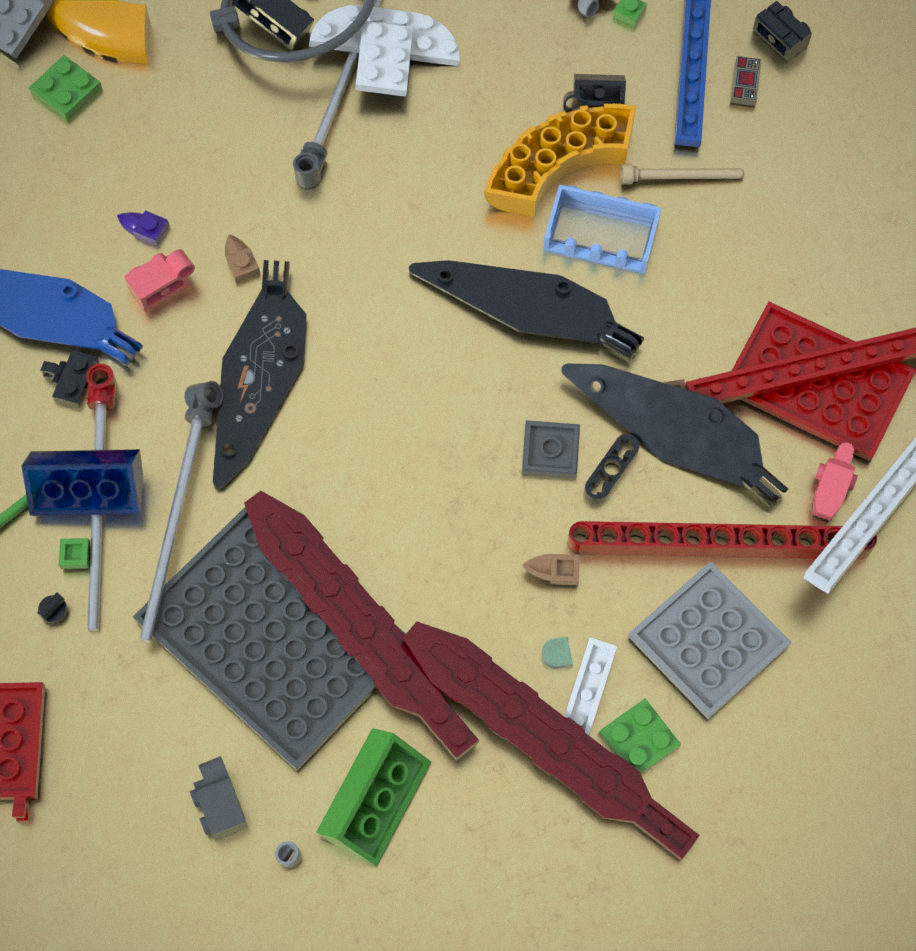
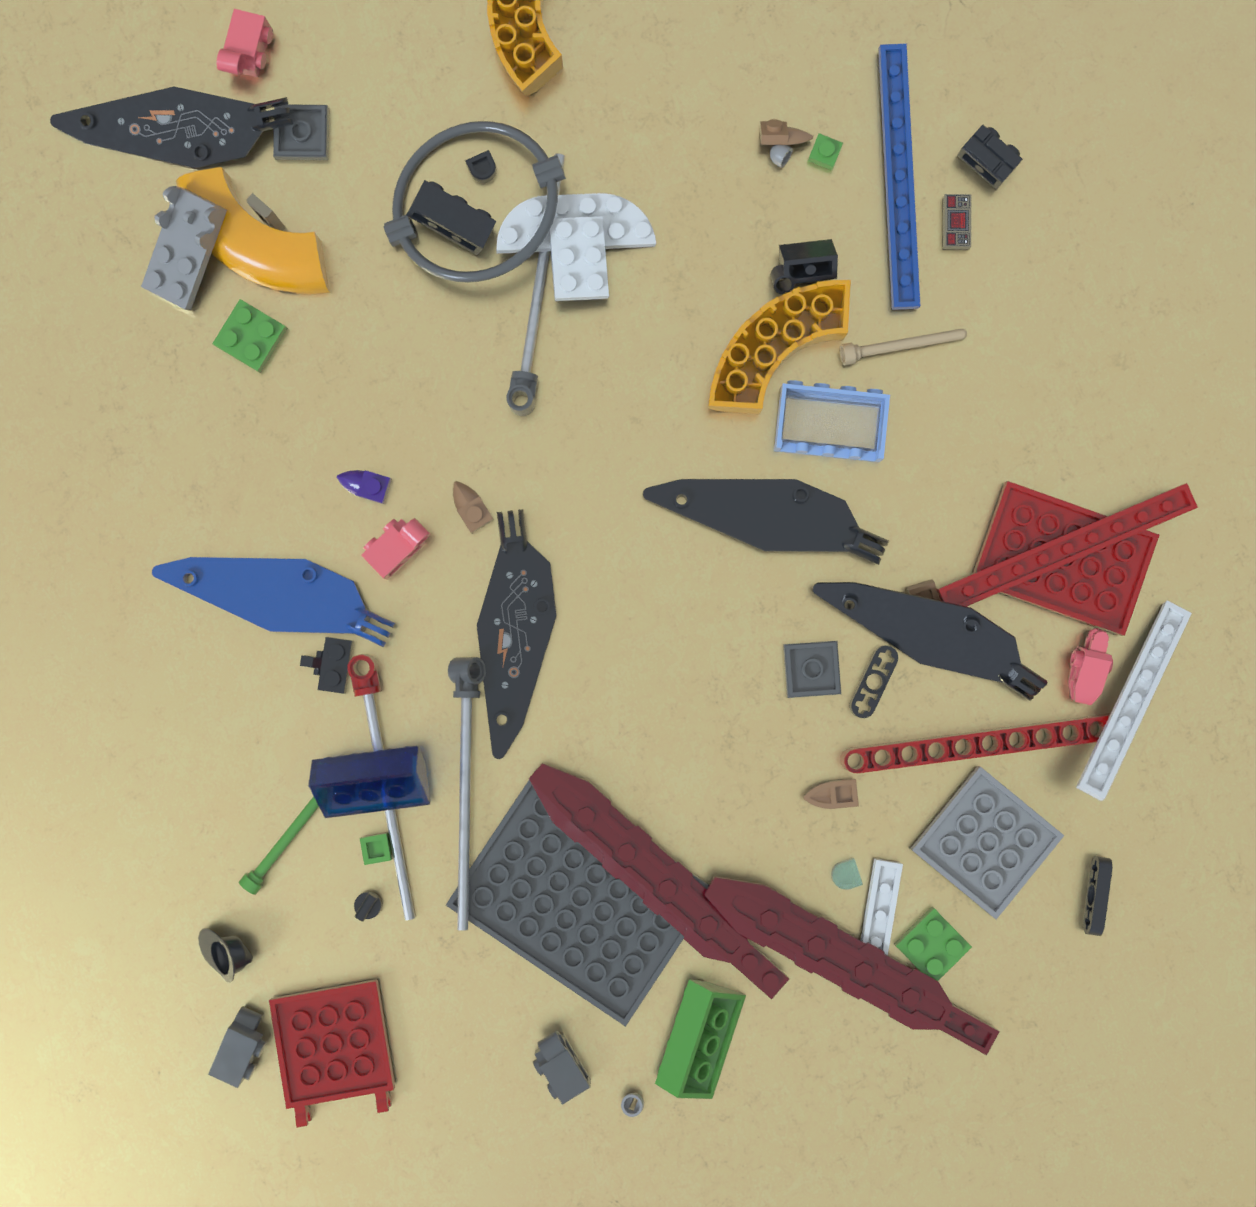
camera: 10 degrees left, 20 degrees up
(821, 711) = (1097, 896): none -> black beam

